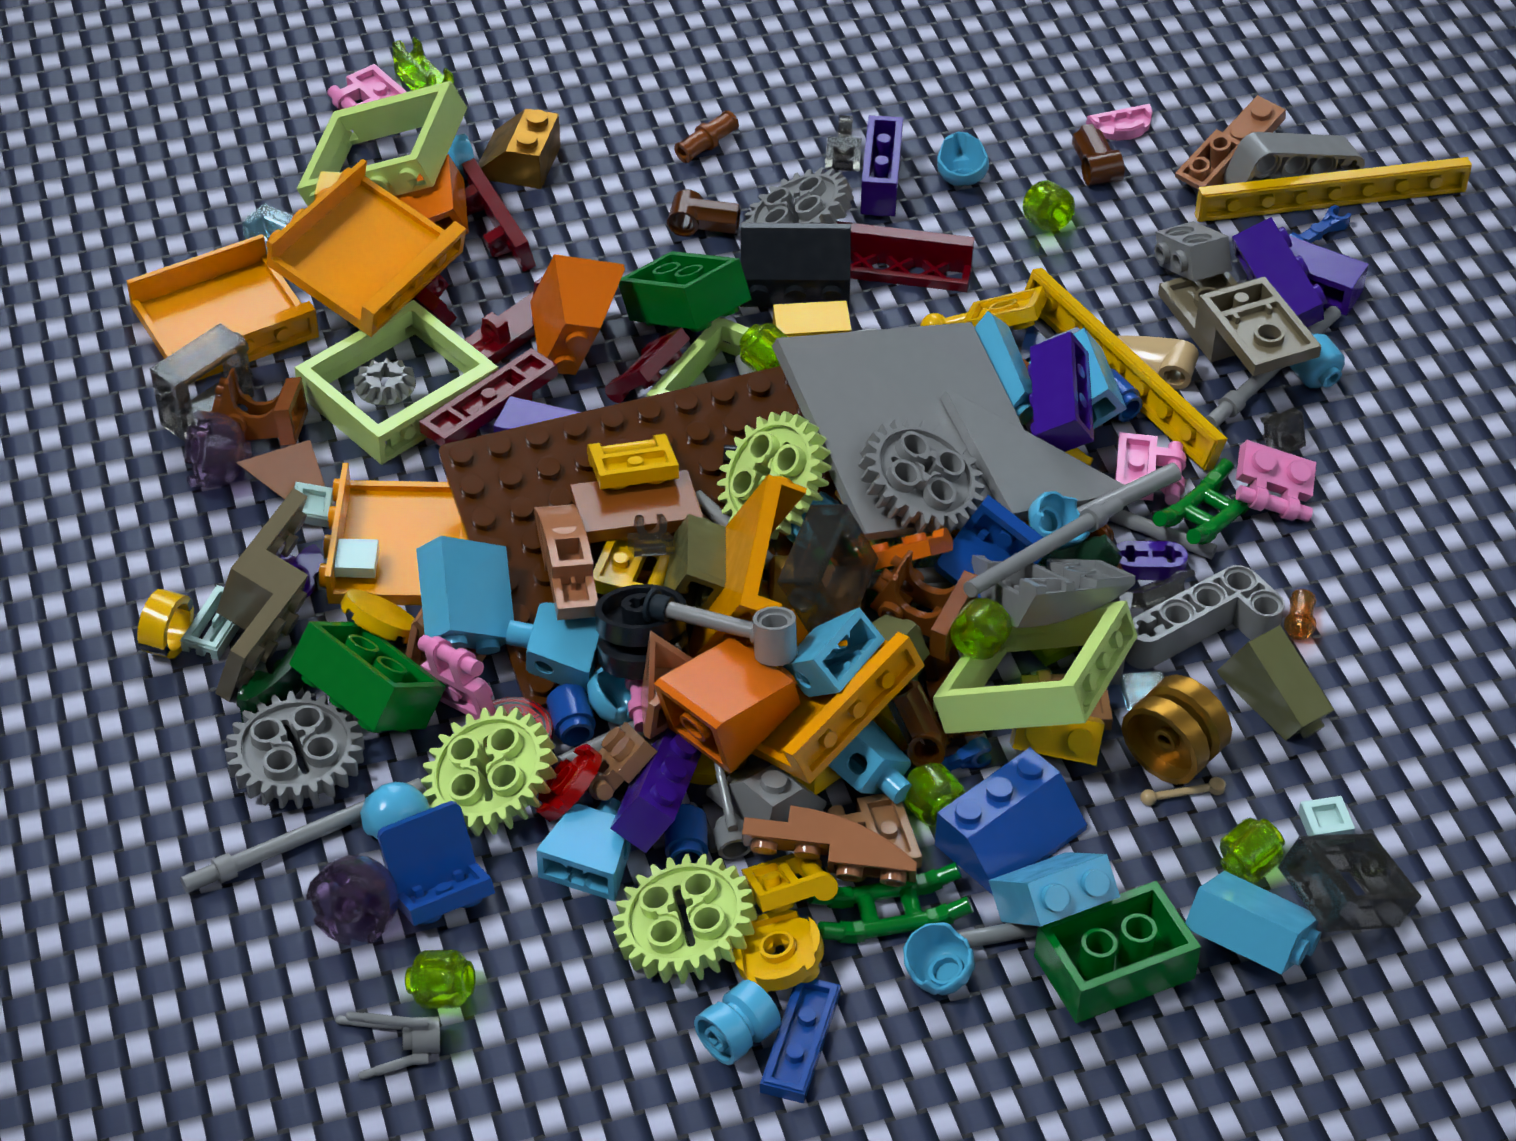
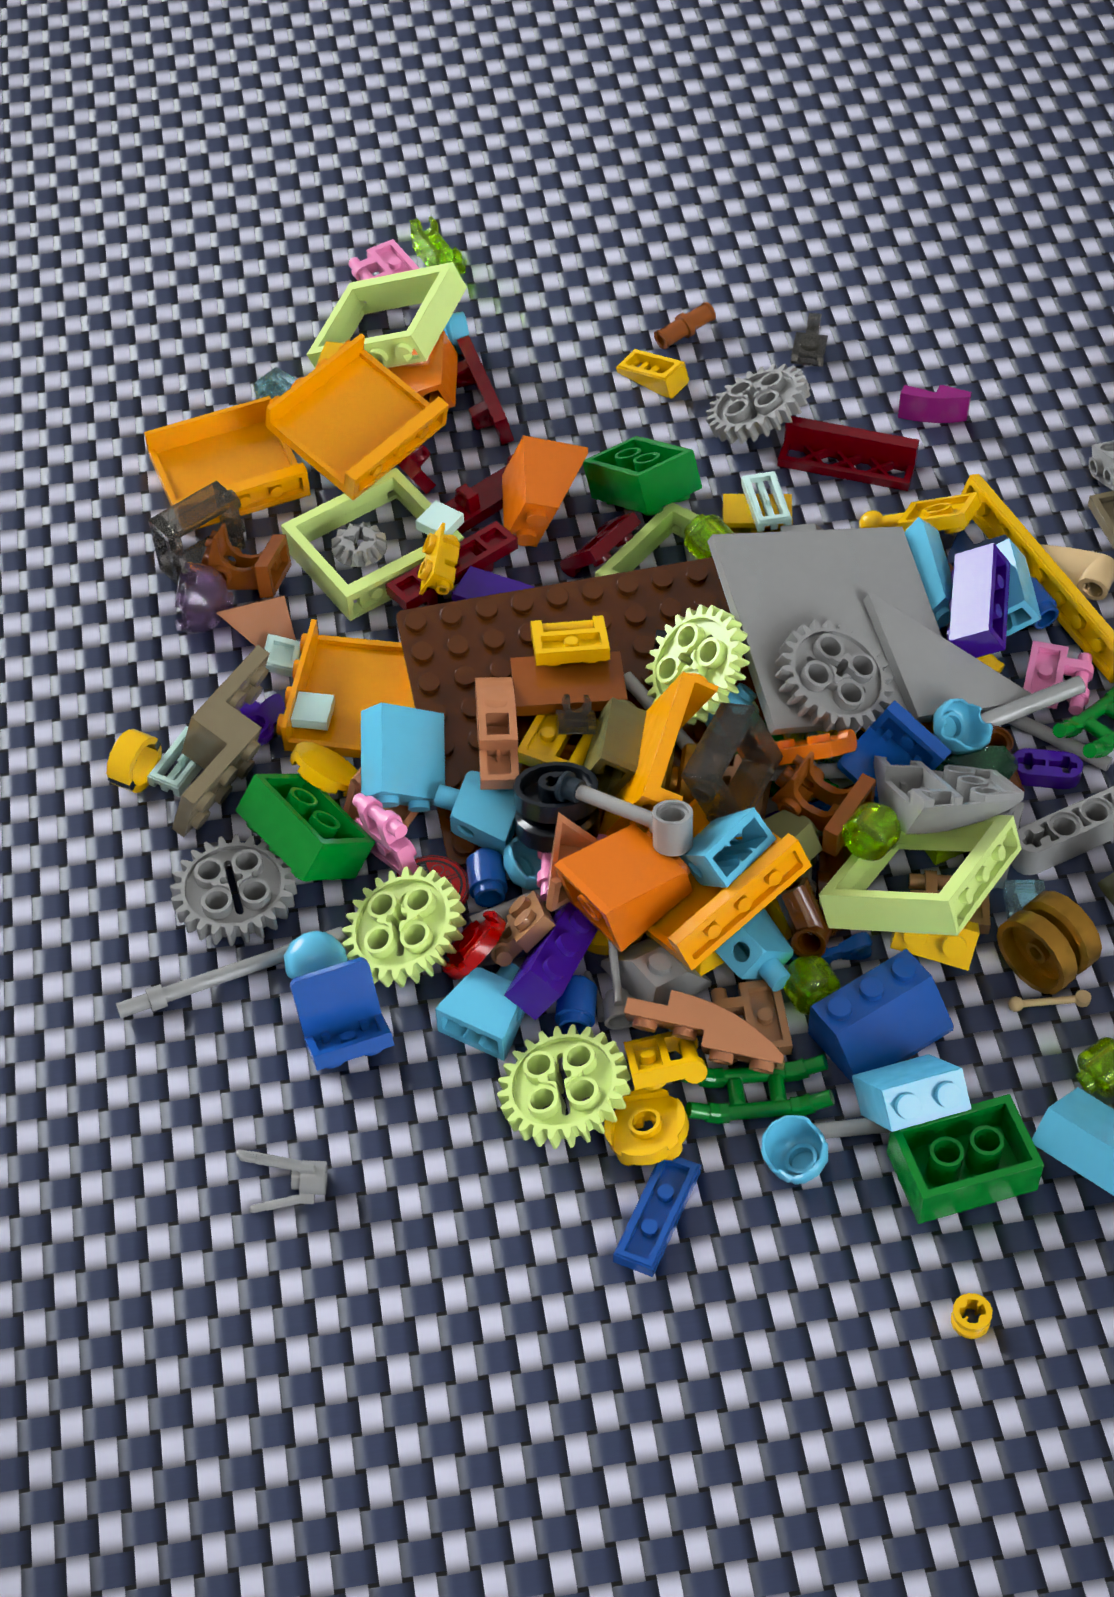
camera: 10 degrees right, 5 degrees up
(264, 685) = (214, 827): dark green slope -> none
(353, 899) = (265, 1040): clear purple cylinder -> none
(440, 979) = (333, 1124): clear neon green head -> none
(470, 351) = (437, 513): none -> light aqua tile
(476, 393) = (438, 566): none -> yellow hinge
(523, 149) = (515, 328): pearl gold slope -> none
(677, 180) = (656, 373): none -> yellow slope
(693, 213) = (663, 399): reddish brown piece -> none
(734, 1025) = (604, 1190): medium azure wheel -> none
(796, 262) = (747, 446): black slope -> none
(827, 327) = (772, 520): none -> light aqua tile
(881, 166) = (841, 364): dark purple brick -> none
(962, 159) = (918, 362): medium azure hair -> none
(992, 203) = (943, 406): none -> magenta slope
(1048, 206) = (994, 412): clear neon green head -> none
(1089, 520) = (990, 729): light grey bar -> none
(1097, 159) = (1047, 370): reddish brown piece -> none
(1123, 123) = (1074, 335): bright pink tile -> none
(1152, 1098) = (981, 1306): none -> yellow bush
(1160, 590) = (1051, 800): clear smoke plate -> none

